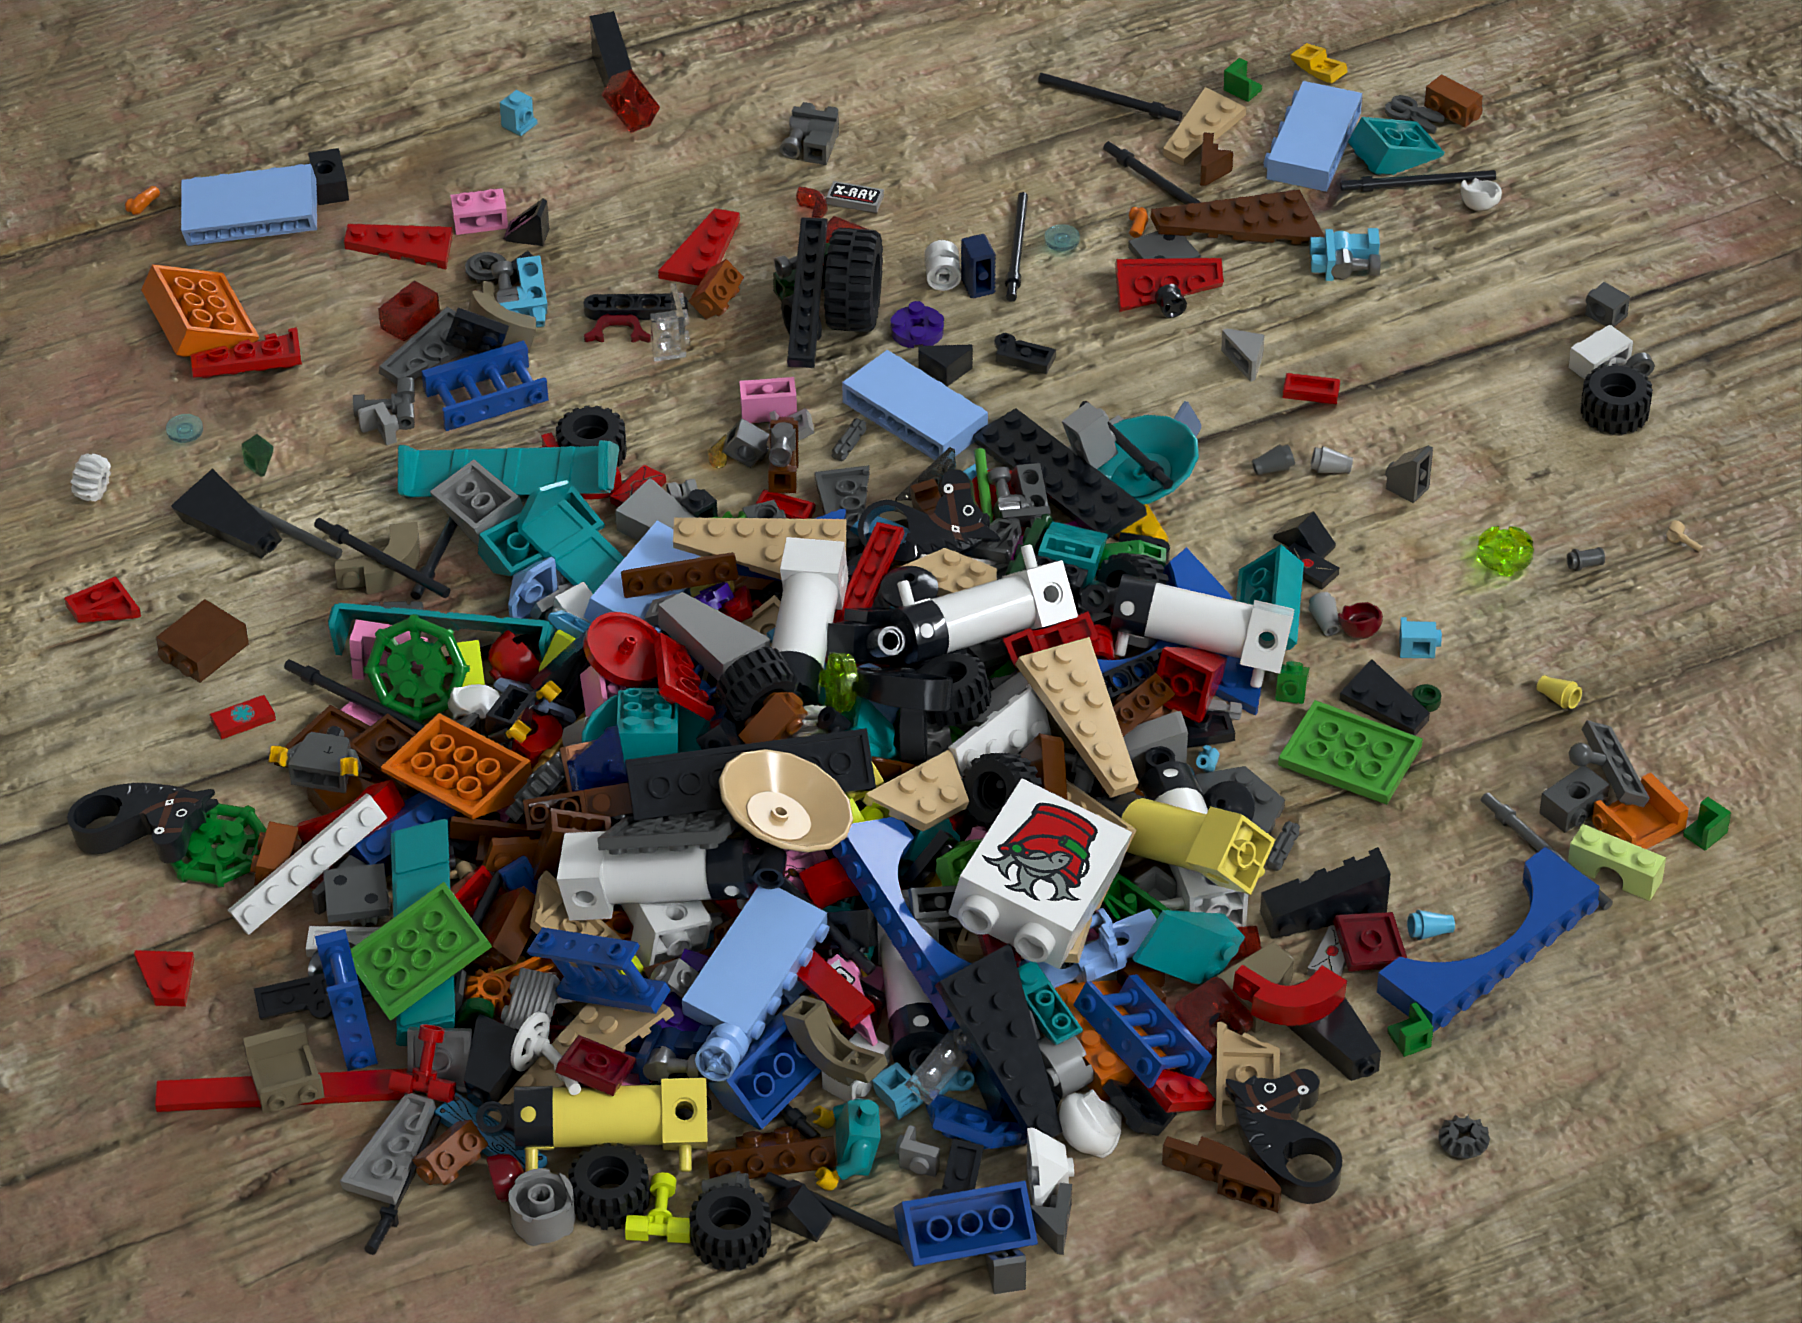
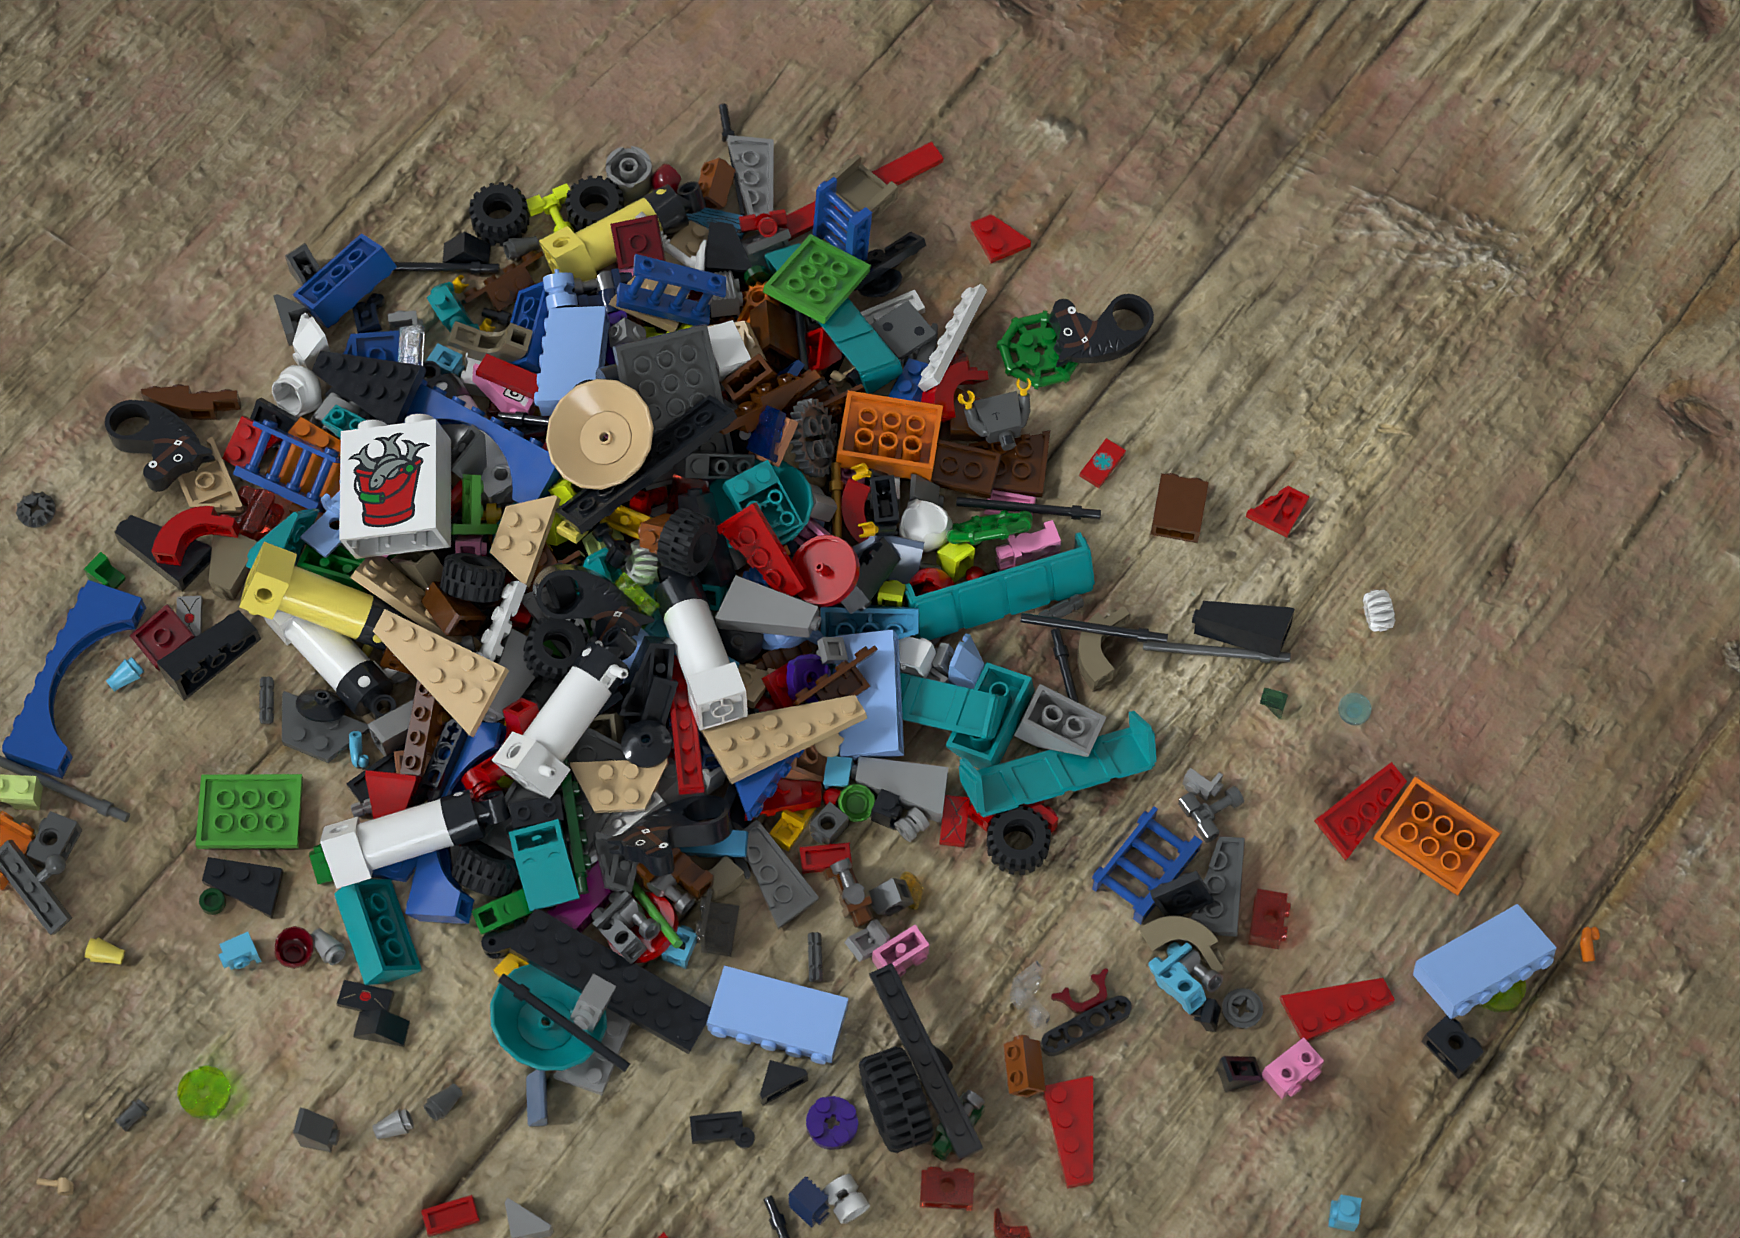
camera: 150 degrees right, 20 degrees up
(275, 848) = (982, 339): dark orange brick -> none
(924, 867) = (495, 504): black hinge -> none

